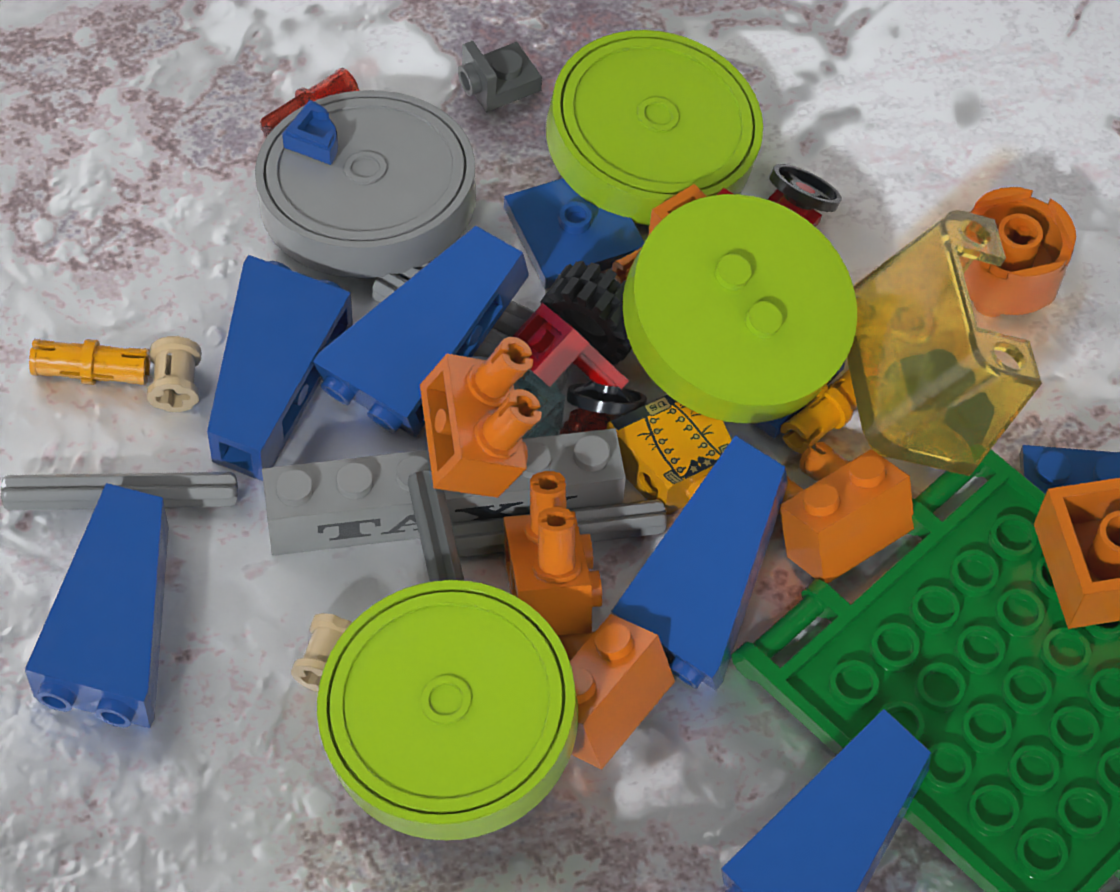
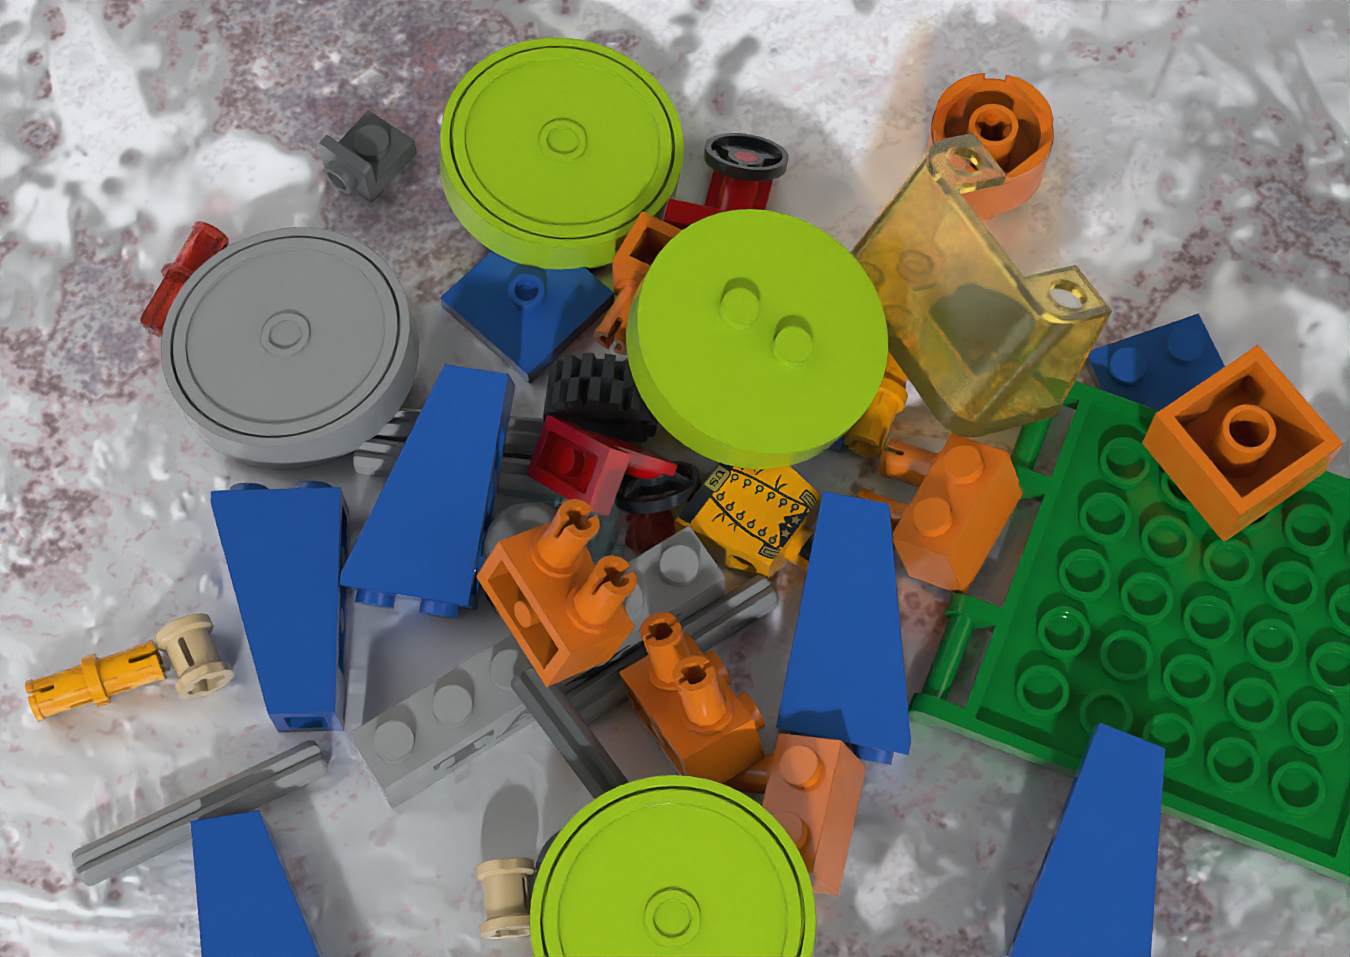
camera: 20 degrees left, 10 degrees up
(312, 134) = (211, 319): blue tile -> none

